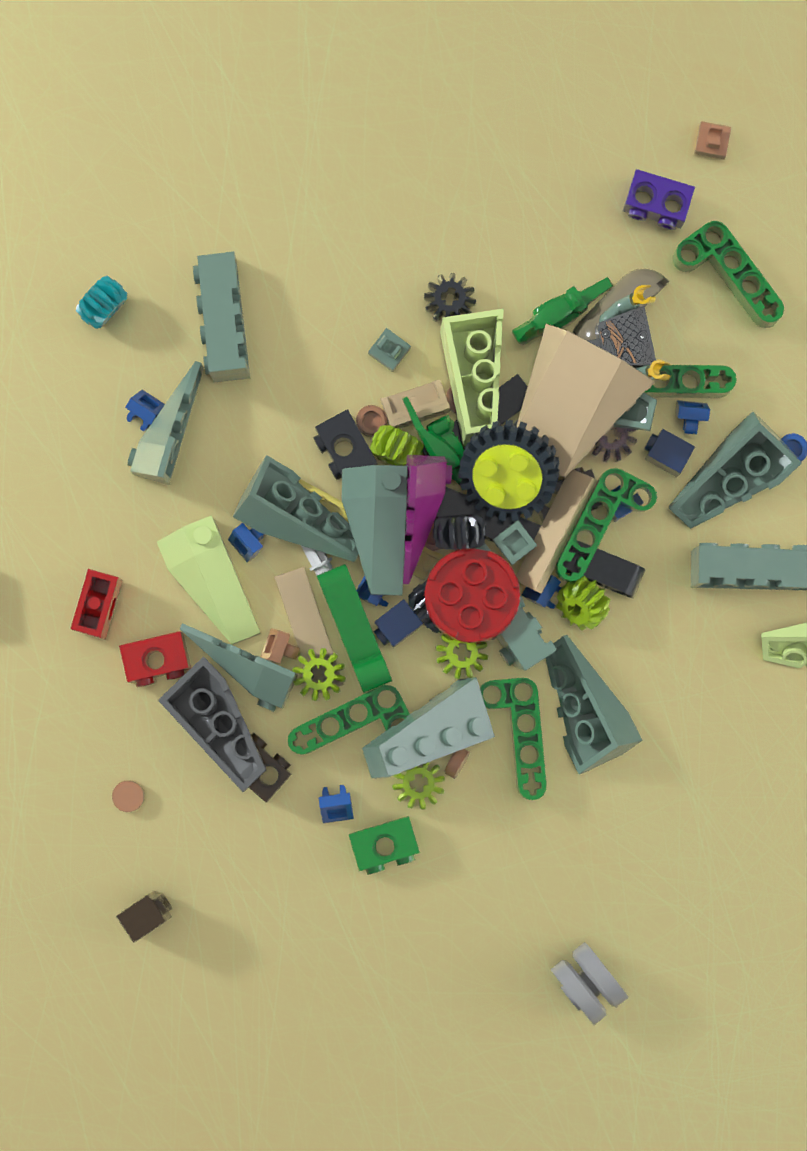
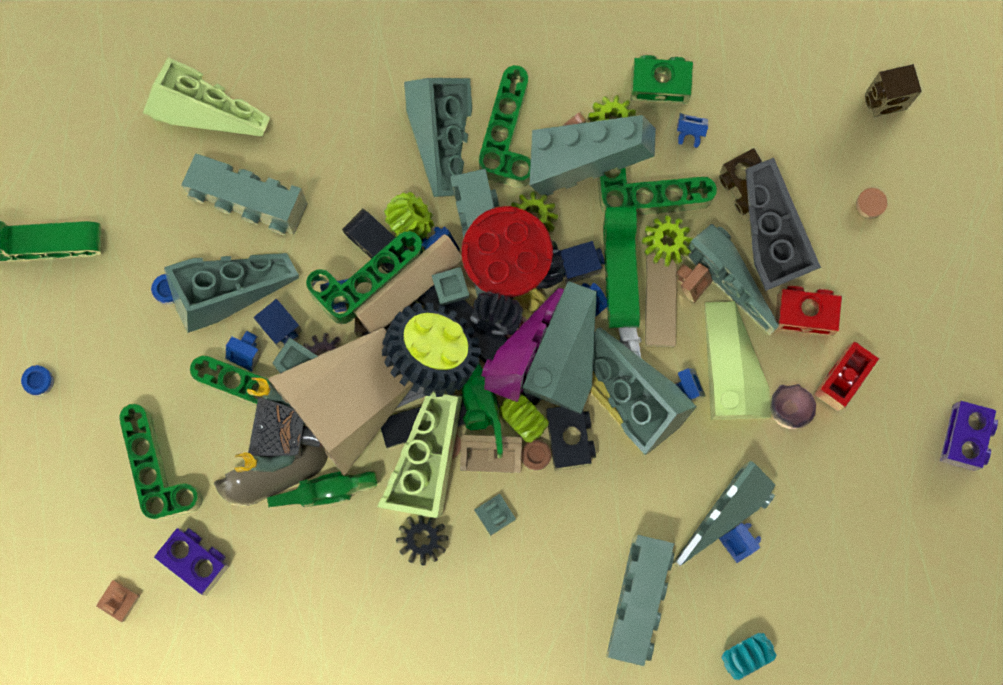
camera: 160 degrees left, 5 degrees down
(138, 556) = (792, 407): none -> hair

